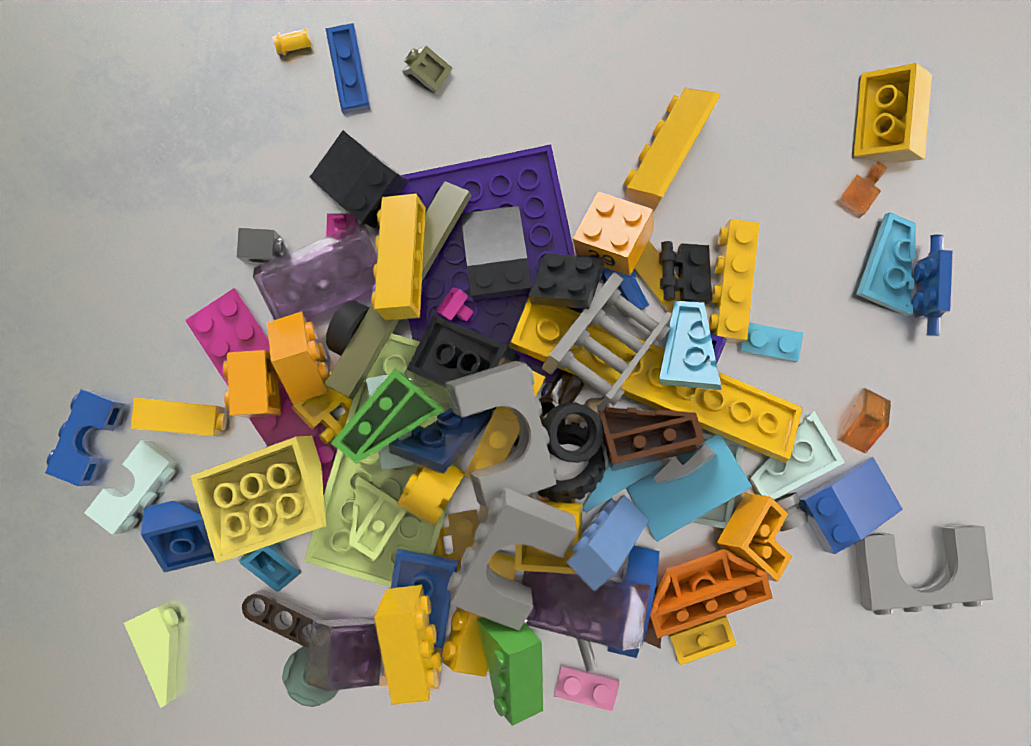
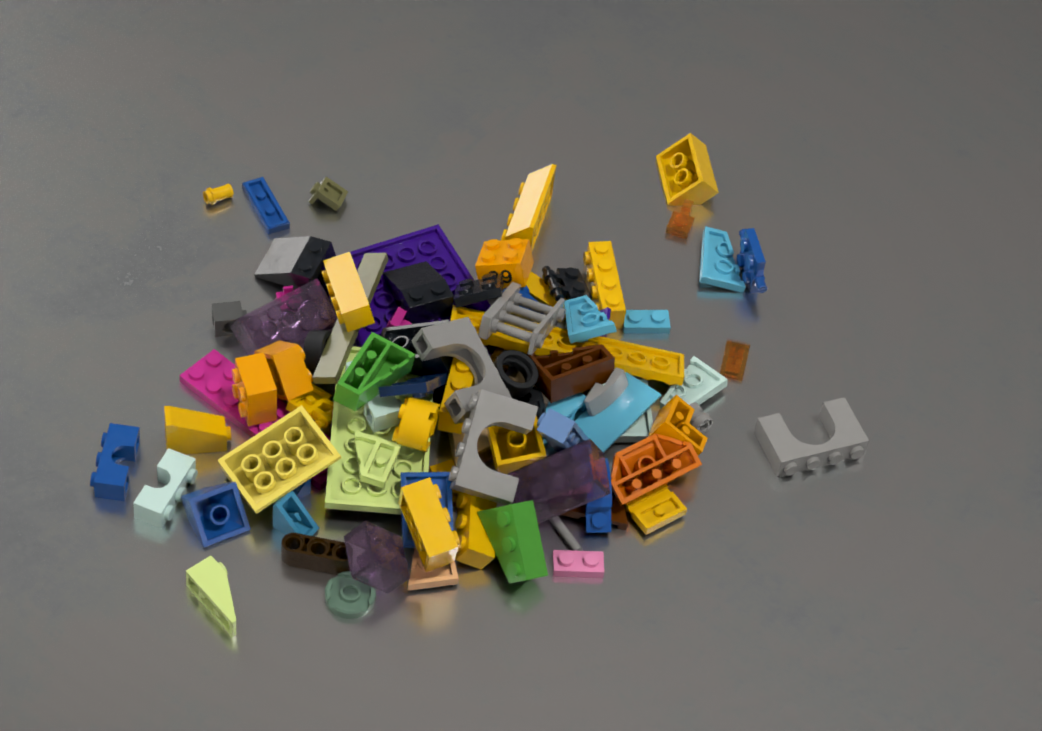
camera: 20 degrees left, 35 degrees down
(849, 506) = (737, 410): slope -> none

